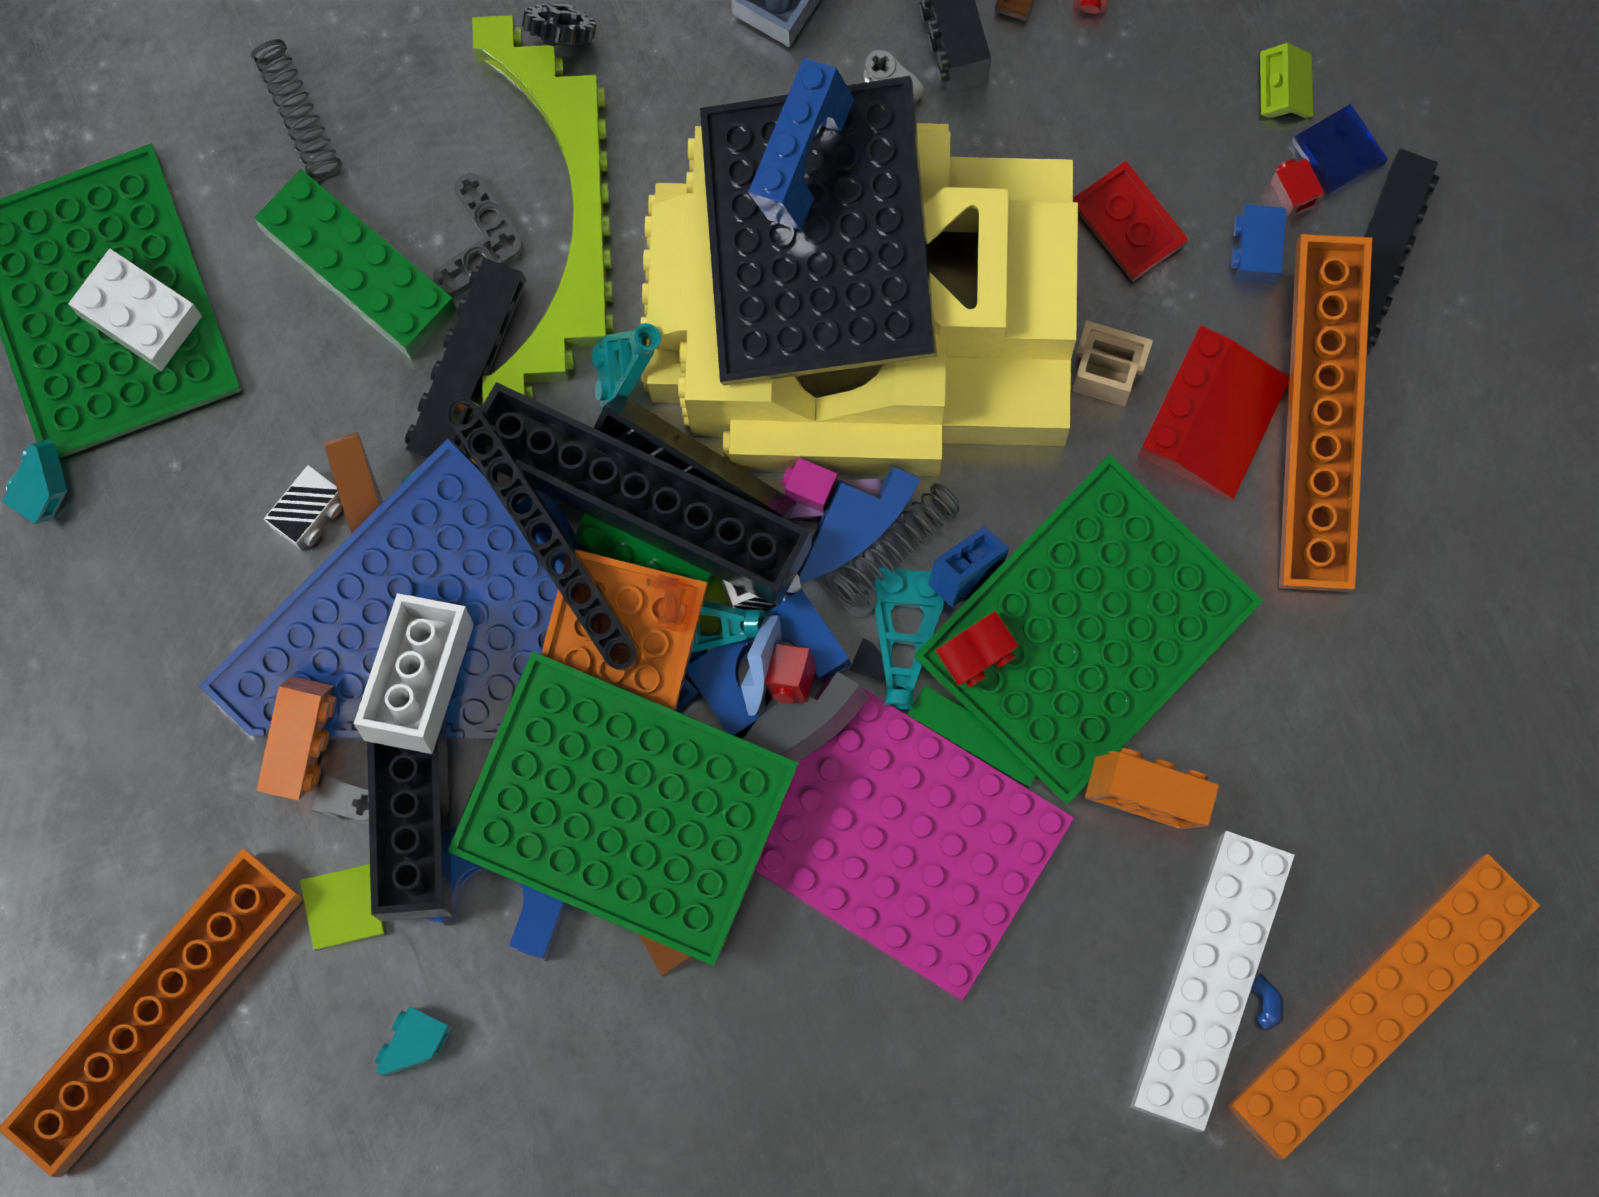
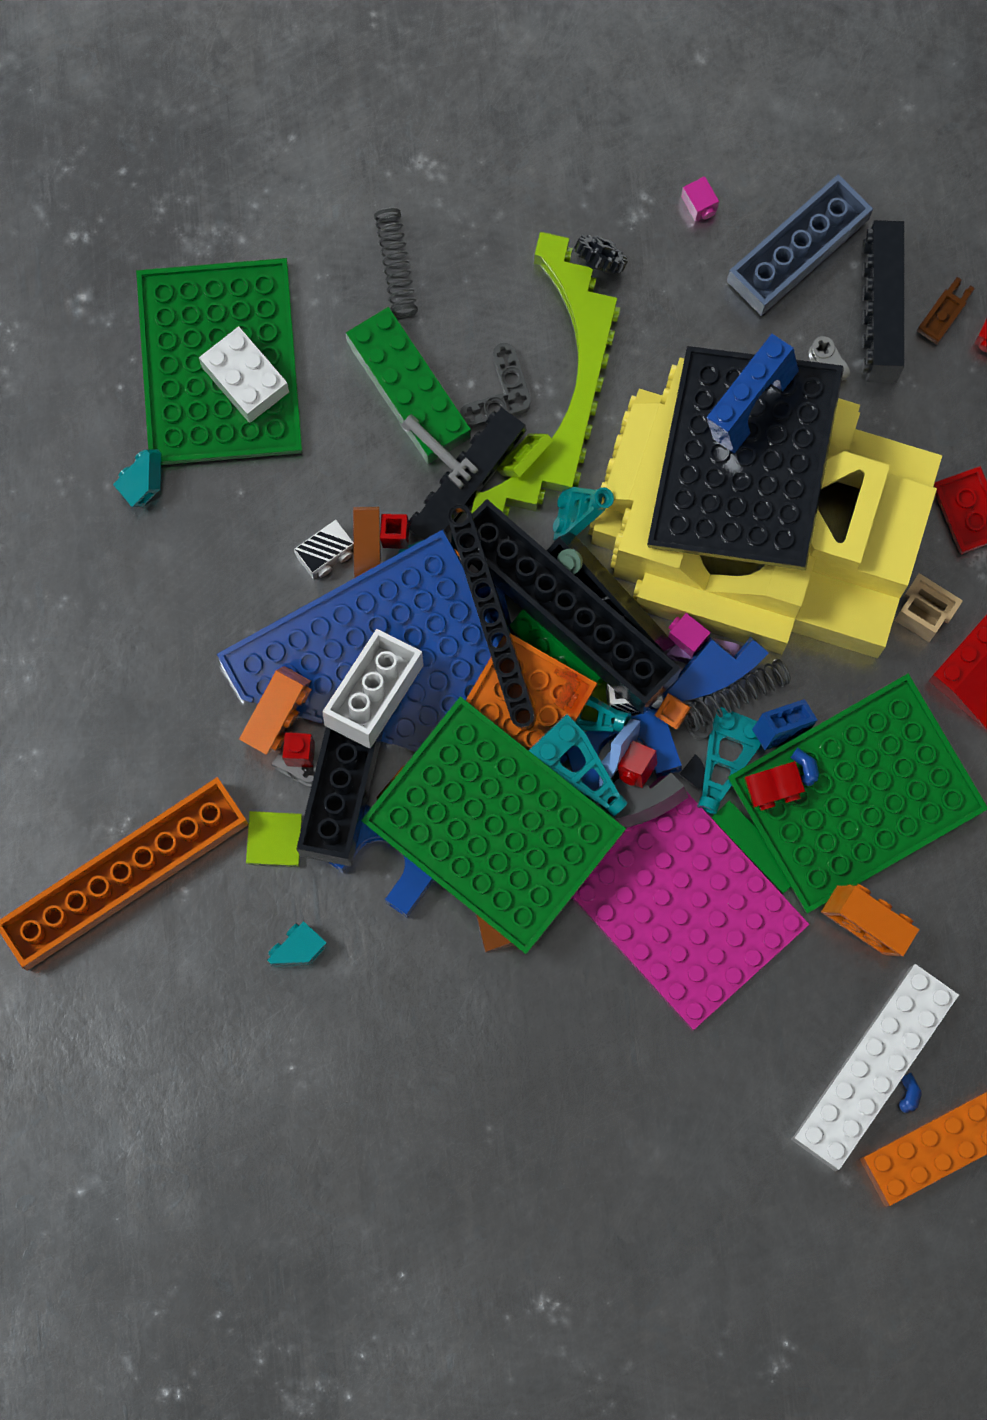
camera: 10 degrees right, 0 degrees up
(340, 781) = (298, 750): none -> red brick
(371, 312) = (412, 424): none -> light grey hinge
(388, 458) = (394, 531): none -> red brick
(531, 311) = (524, 454): none -> lime tile
(628, 430) = (571, 560): none -> sand green plate
(677, 674) = (561, 739): none -> teal plate
(817, 590) = (672, 711): none -> orange tile
(1015, 611) = (809, 766): none -> blue arm

